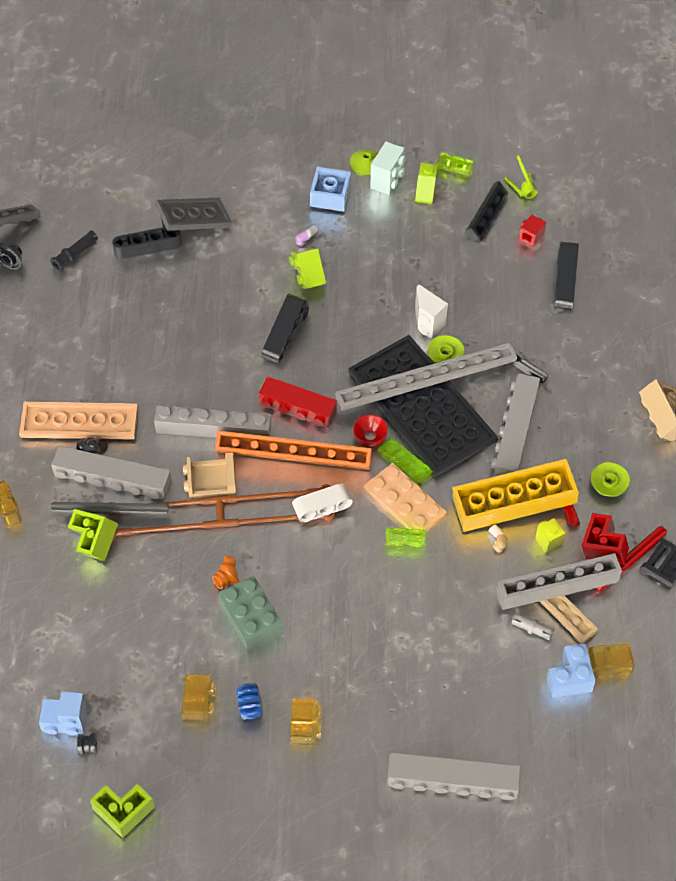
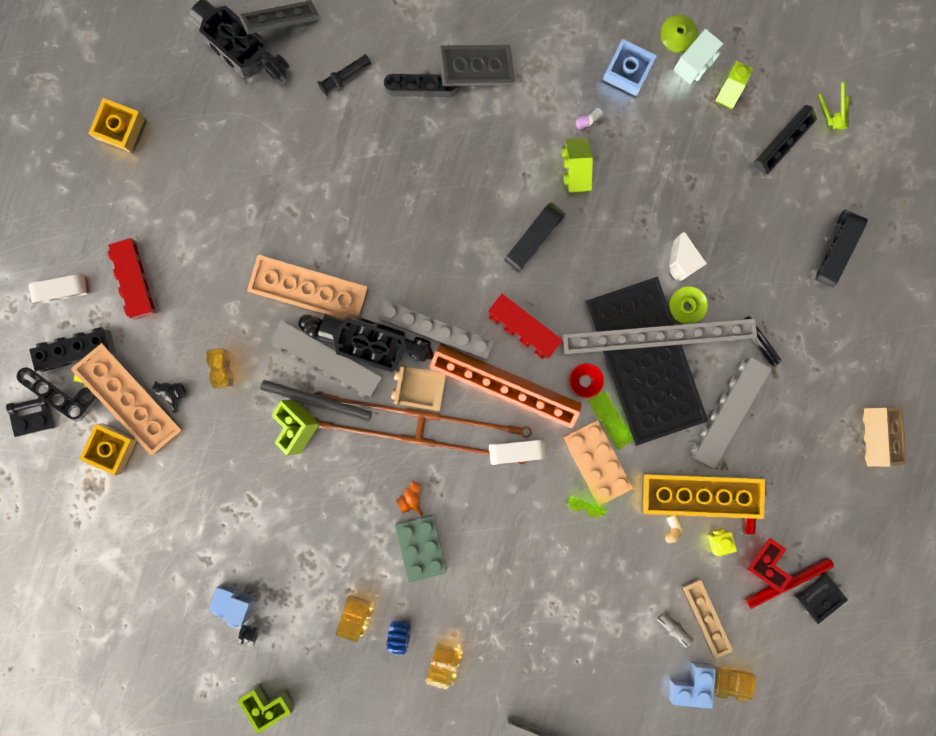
camera: 15 degrees right, 30 degrees up
(153, 442) = (371, 342): none -> black brick
(454, 165) = (771, 66): clear neon green plate -> none
(532, 230) = (825, 176): red brick -> none
(558, 581) = (713, 603): light grey brick -> none
(611, 473) = (809, 497): lime dish -> none

